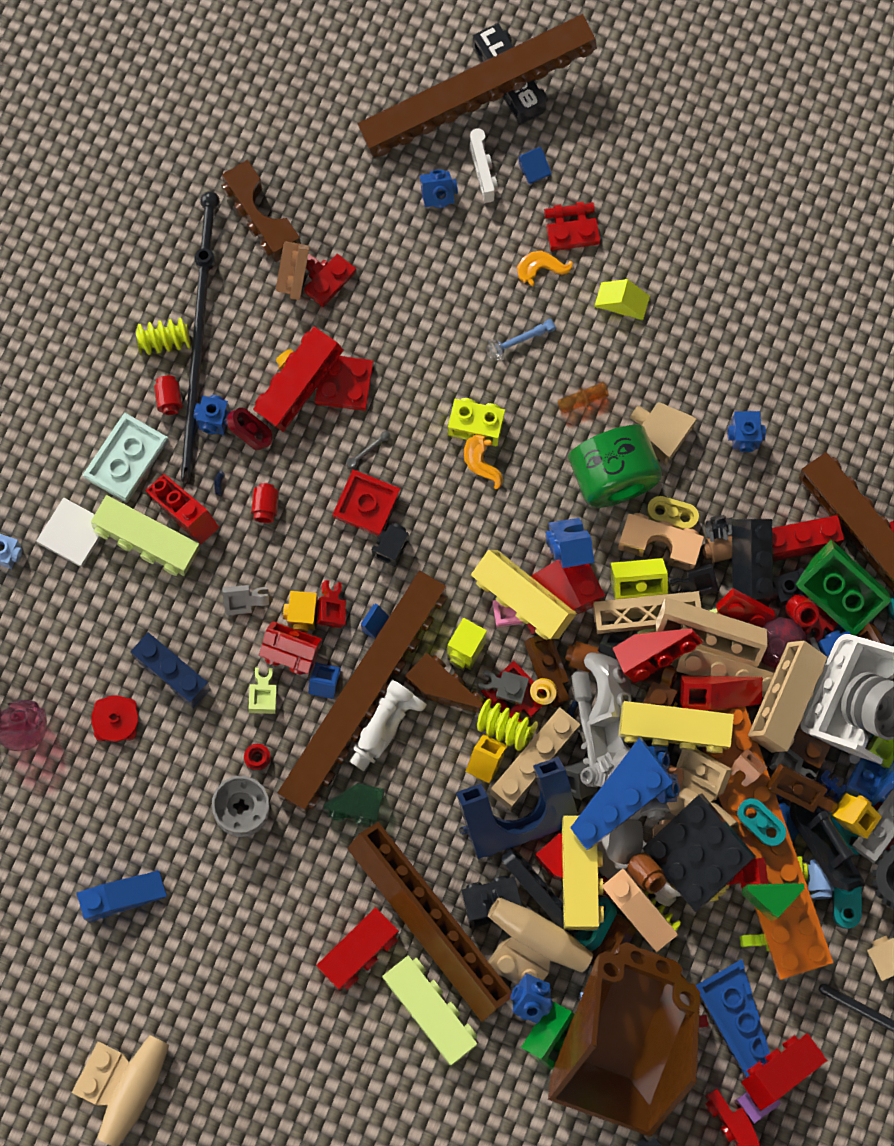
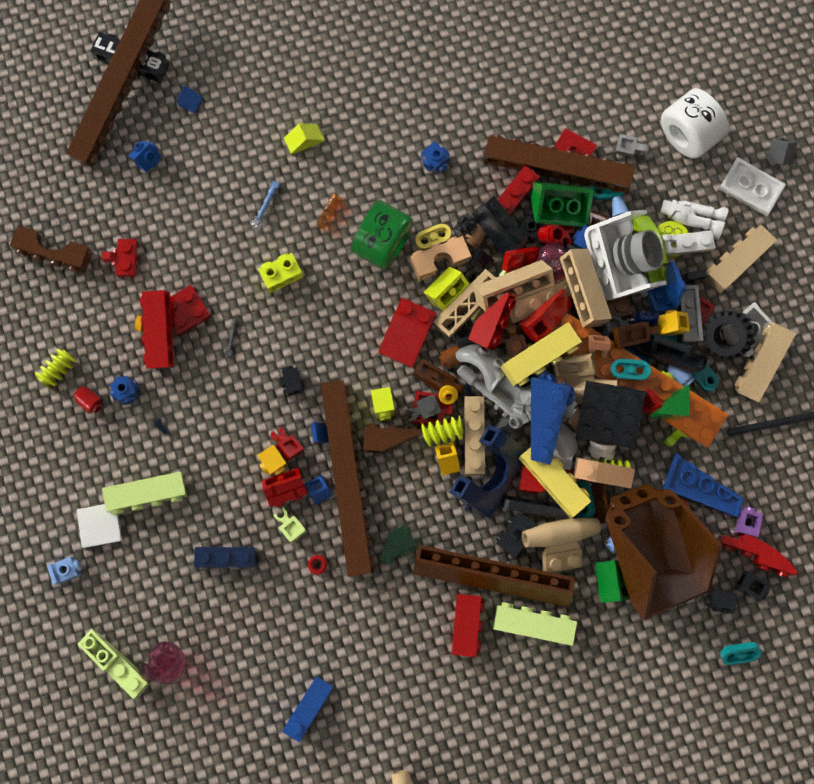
camera: 40 degrees left, 5 degrees up
(115, 719) = (217, 611): red piece -> none
(125, 457) = (93, 456): light aqua tile -> none
(183, 509) = (153, 458): red slope -> none
(205, 262) = (16, 267): black bar -> none
(230, 794) = (345, 604): light grey wheel -> none
(240, 599) = (231, 483): light grey plate -> none
(248, 426) = (152, 381): dark red plate -> none
(265, 503) = (198, 416): red brick -> none
(292, 269) = (99, 268): medium nougat bracket -> none
(366, 502) = (256, 369): red plate -> none
(384, 724) = (374, 487): white piece -> none
(473, 456) = (296, 294): light orange piece -> none
(482, 165) = (159, 122): white plate -> none
(504, 616) = (388, 368): bright pink tile -> none
(523, 594) = (390, 350): light yellow brick -> none
(531, 998) = (585, 571): blue brick -> none
(539, 259) = (237, 152): light orange piece -> none
(569, 542) = (393, 299): blue arch -> none
(572, 233) = (244, 122): red plate -> none
(646, 872) = (590, 449): dark orange brick -> none
(665, 428) = (390, 190): tan torso -> none
(783, 1070) = (750, 495): red brick -> none

